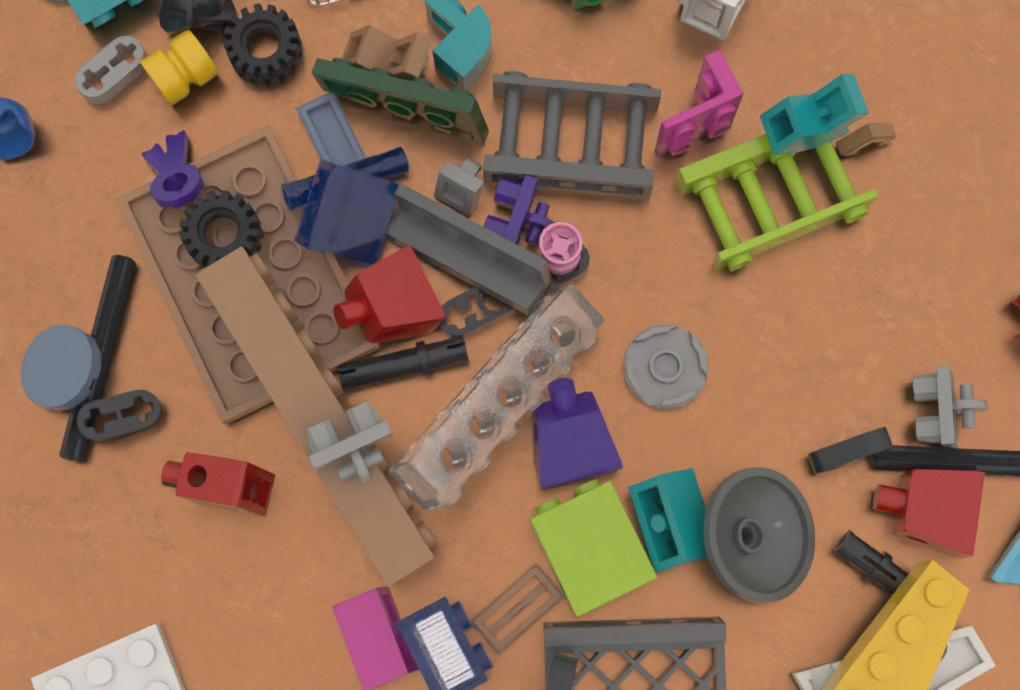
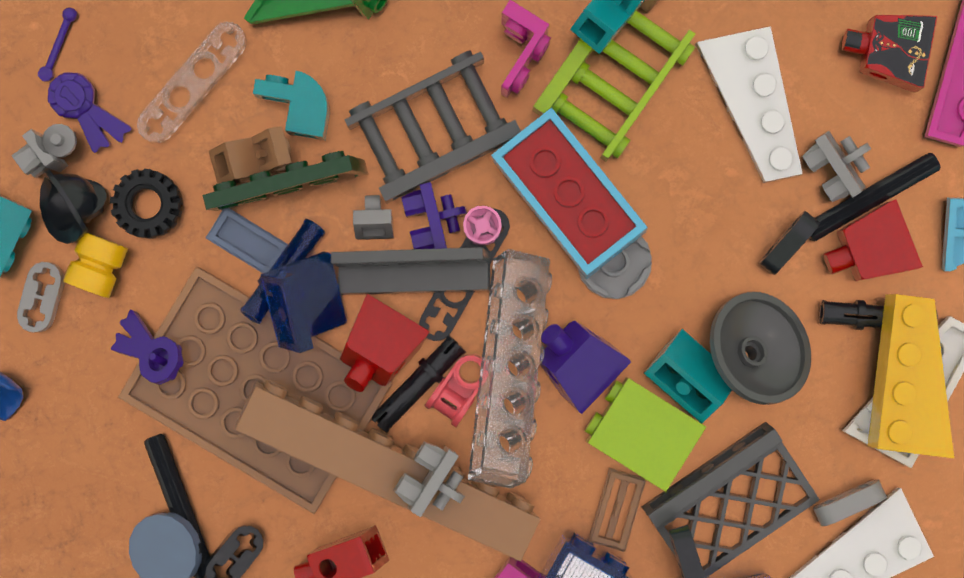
camera: 35 degrees left, 10 degrees up
(217, 207) = (195, 374): black tyre -> none
(434, 390) = (455, 390): none -> coral piece
(663, 270) = (569, 193): none -> red brick
(899, 293) = (753, 90): none -> white wing

